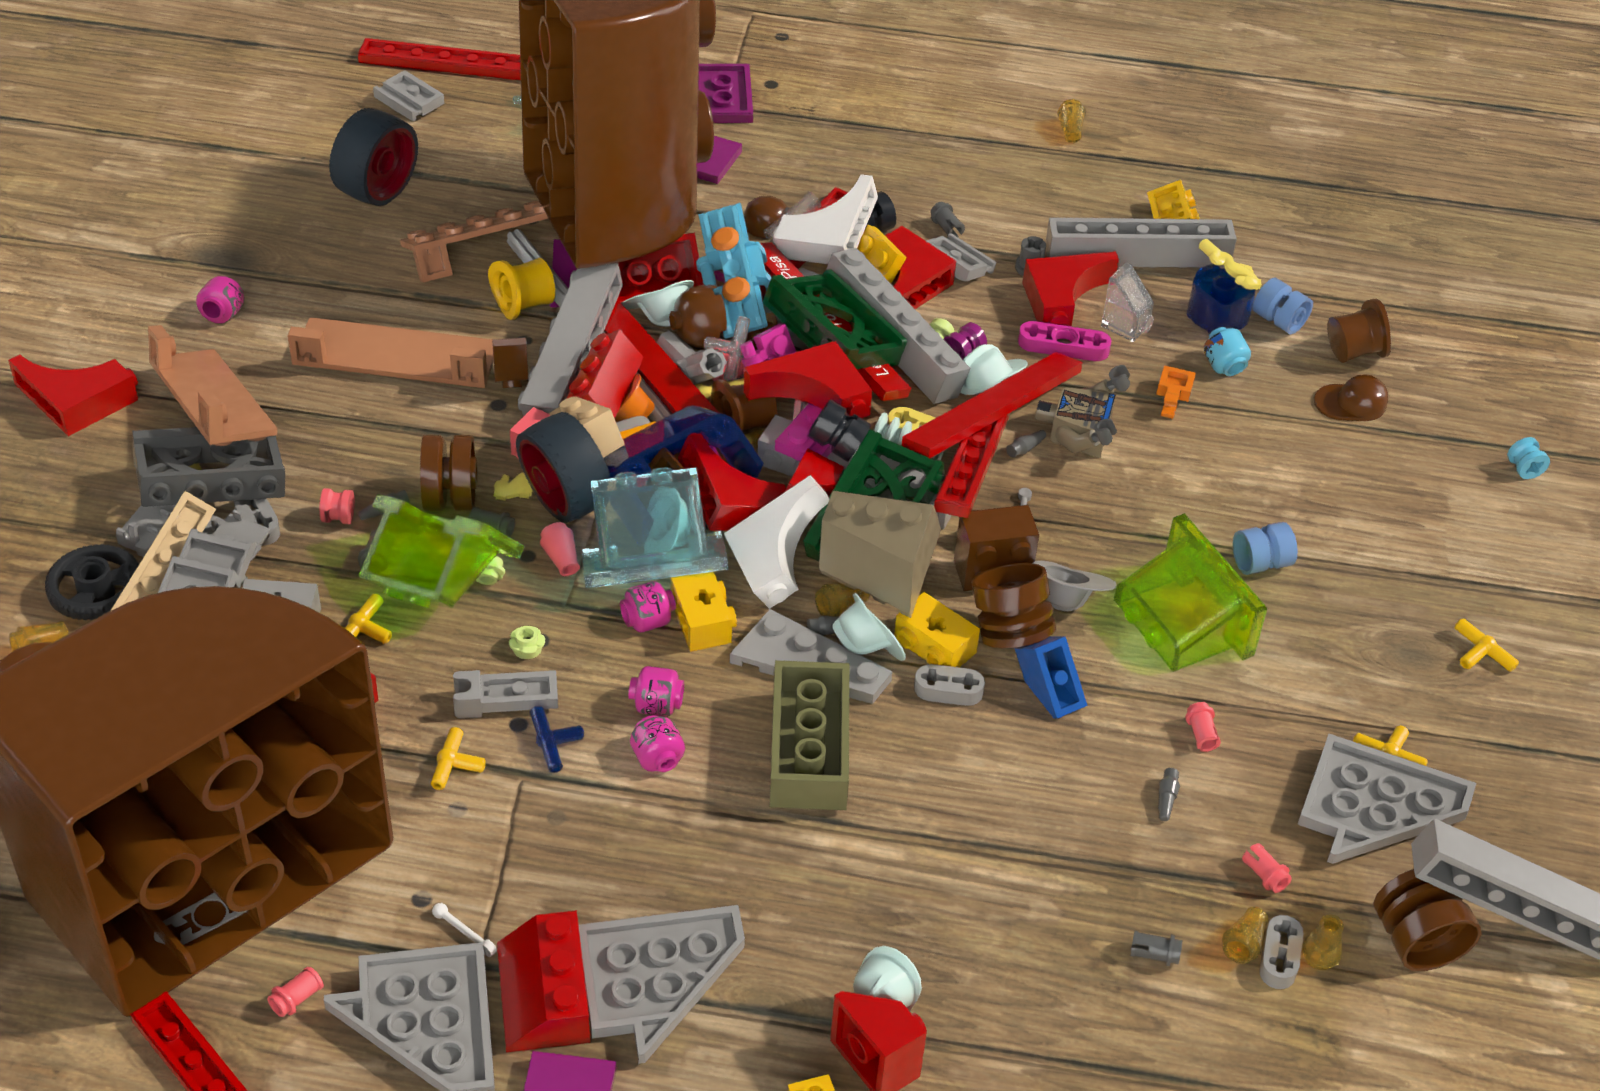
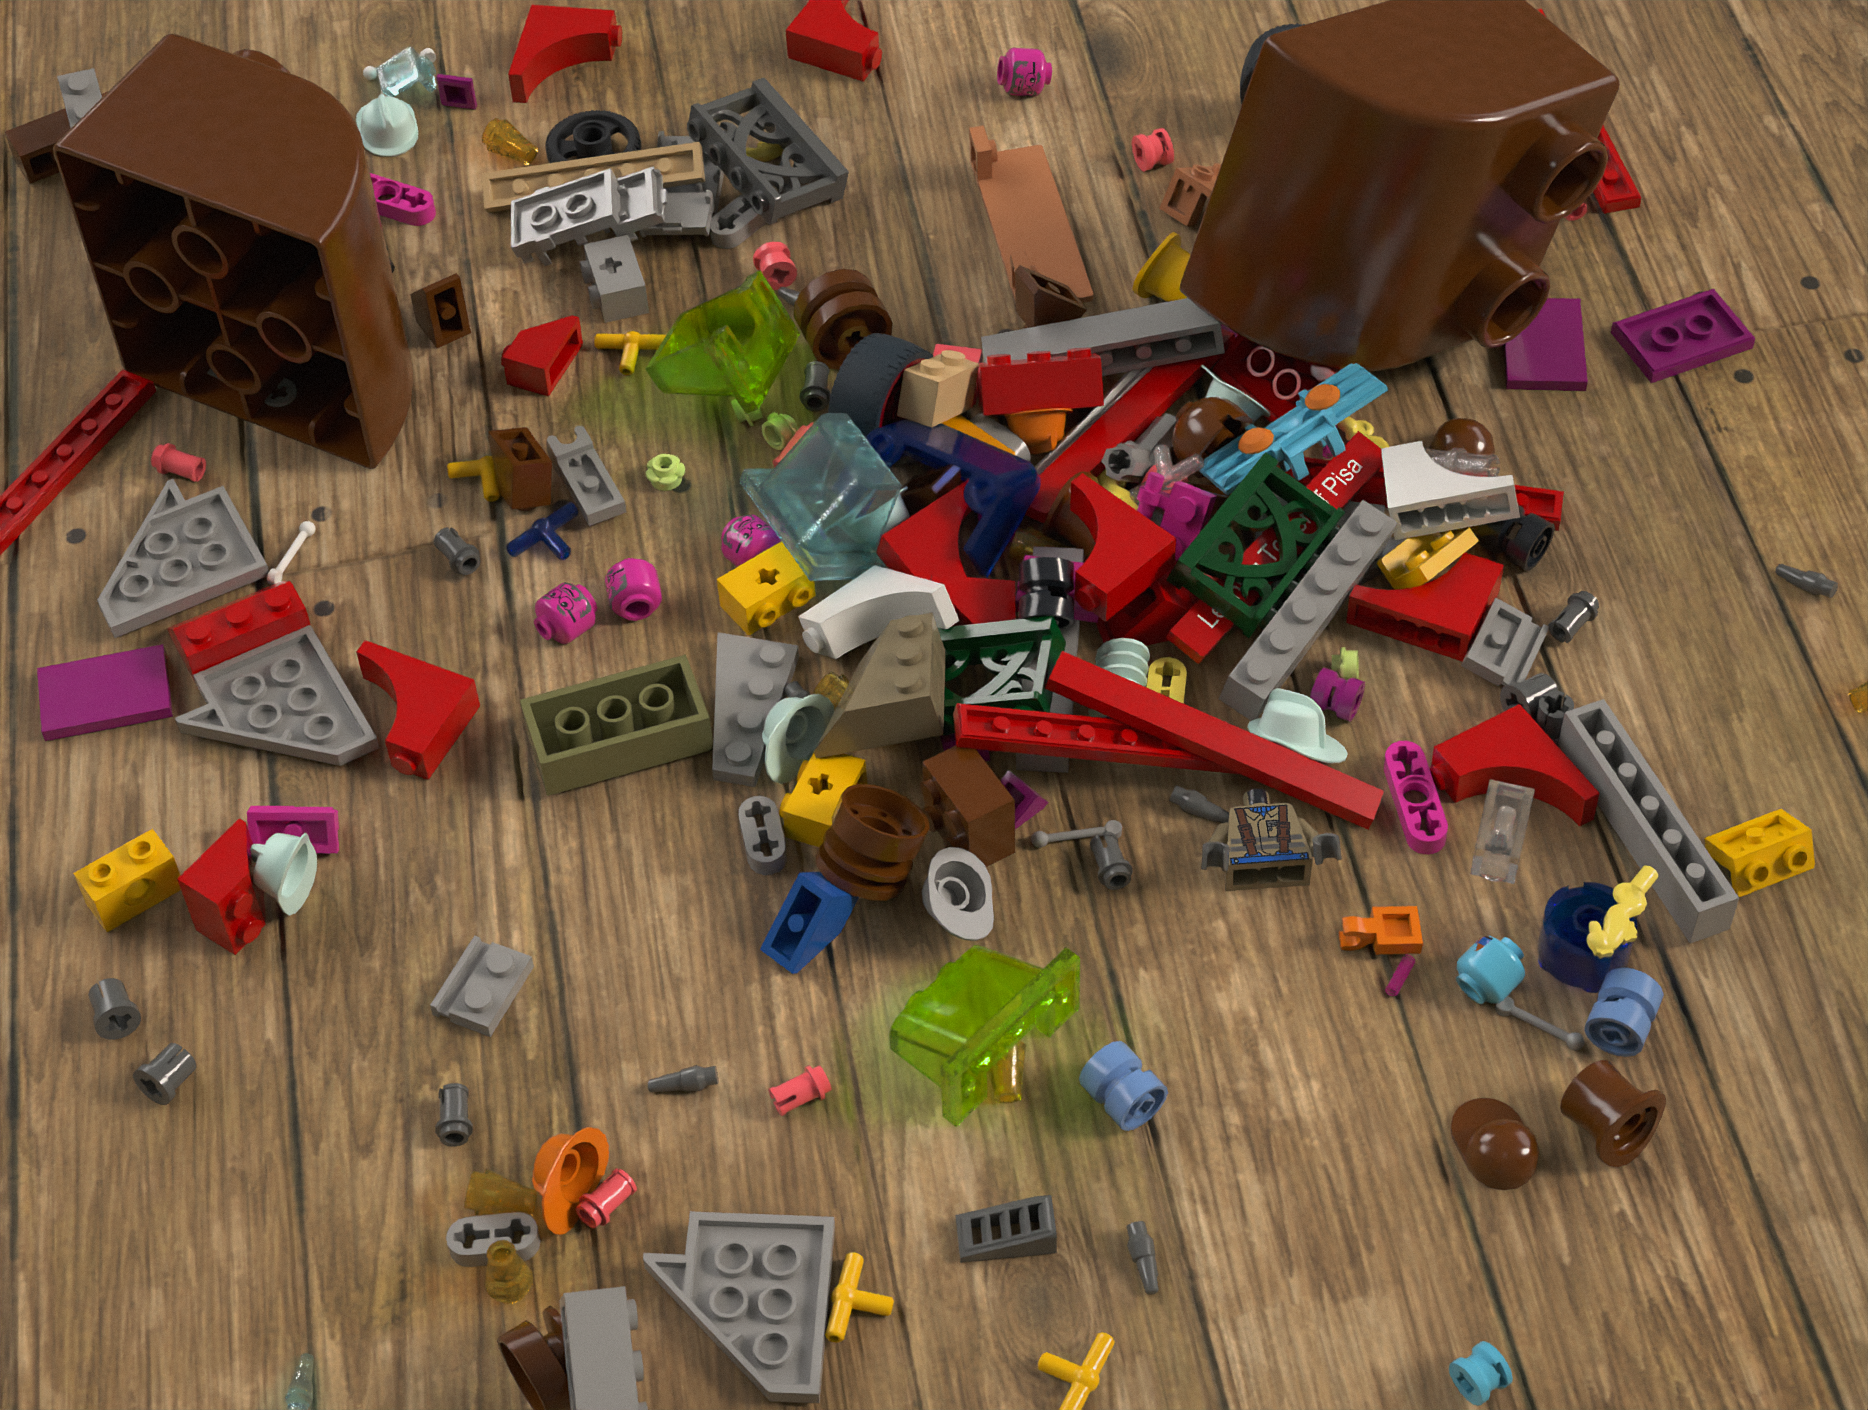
camera: 75 degrees right, 5 degrees up
(208, 392) = (859, 112): nougat bracket -> none
(365, 261) = (1152, 149): none -> coral wheel
(478, 725) = (521, 468): none -> reddish brown slope
(531, 558) = (779, 430): none -> yellowish green plate
(540, 802) = (462, 556): none -> dark grey pin
(713, 862) = (430, 704): none -> red arch
(812, 990) = (317, 822): none -> dark pink plate
(966, 119) = (1810, 581): none -> dark grey piece
(1011, 256) = (1527, 693): none -> dark grey bush
(1027, 901) = (482, 986): none -> light grey plate
(1060, 500) = (1113, 869): none -> dark grey pin
(1206, 395) = (1400, 971): none -> dark pink leg
(1245, 882) = (565, 1171): none -> orange piece
(1286, 340) = (1573, 1040): none -> light grey hinge
(1363, 627) = (1017, 1212): none -> dark grey slope
(1394, 587) = (1143, 1254): none -> dark grey piece

